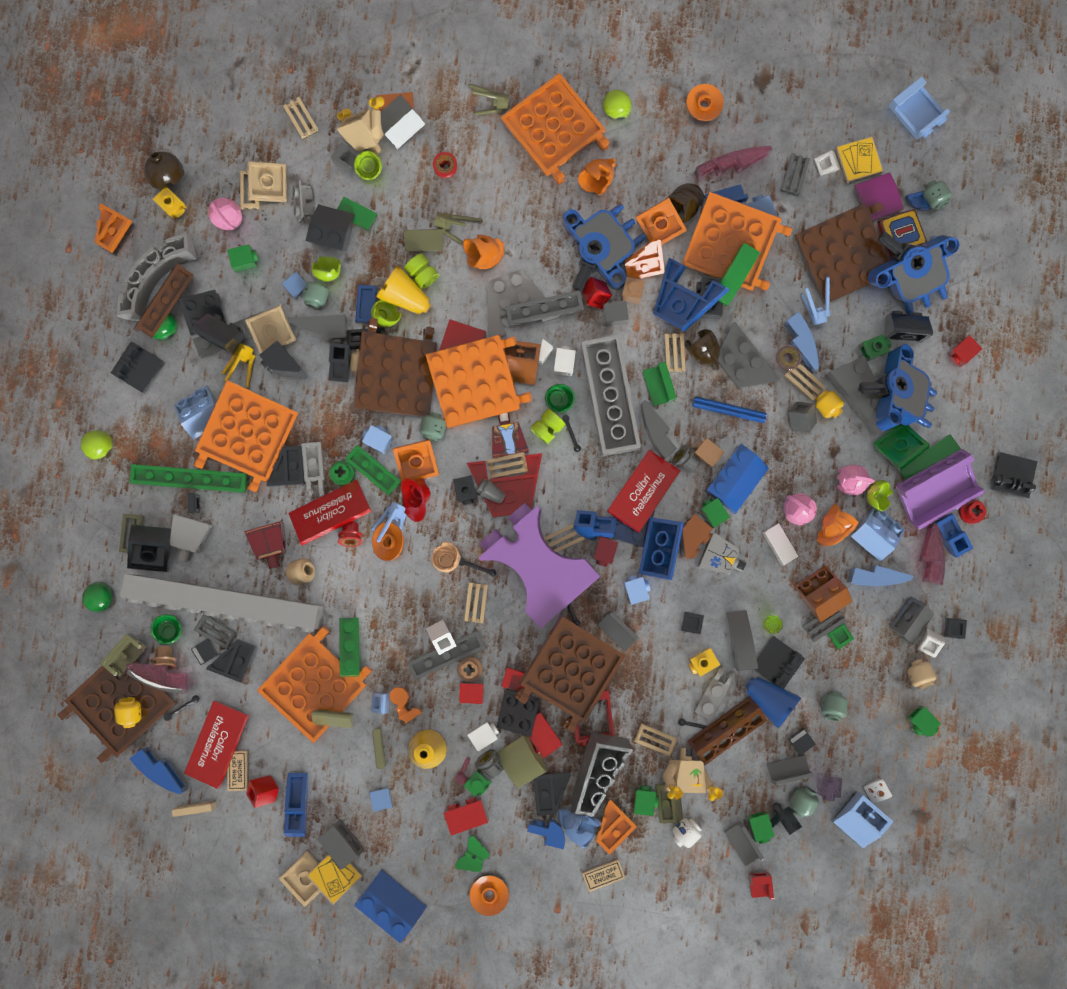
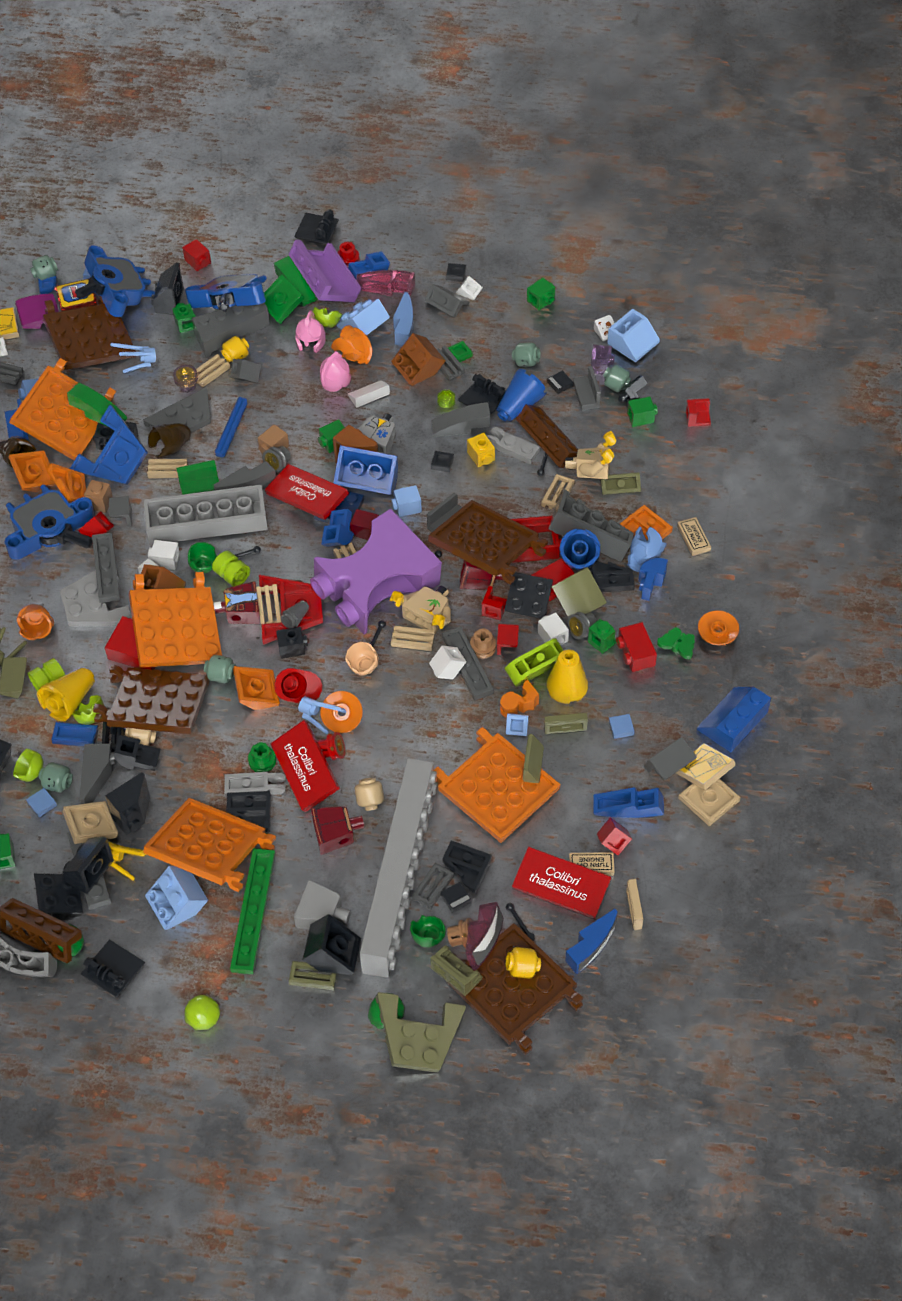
camera: 85 degrees left, 30 degrees down
(64, 626) = (417, 1043): none -> olive wing
(193, 503) = (282, 903): black tile -> none
(349, 647) = (455, 748): green plate -> none
(373, 470) = (261, 727): green plate -> none
(377, 438) = (228, 721): light blue brick -> none
(439, 720) = (534, 662): none -> lime brick
(460, 777) = (597, 655): clear pink hand -> none
(505, 615) = (425, 607): none -> tan torso
(556, 764) = (579, 549): none -> blue cone
(645, 800) = (618, 499): green brick -> none
(686, 832) = (648, 465): white head -> none
(737, 478) = (297, 421): blue slope -> none
(743, 843) = (657, 424): dark grey panel -> none
(803, 341) = (163, 368): medium blue slope -> none
(921, 674) = (497, 293): tan head -> none

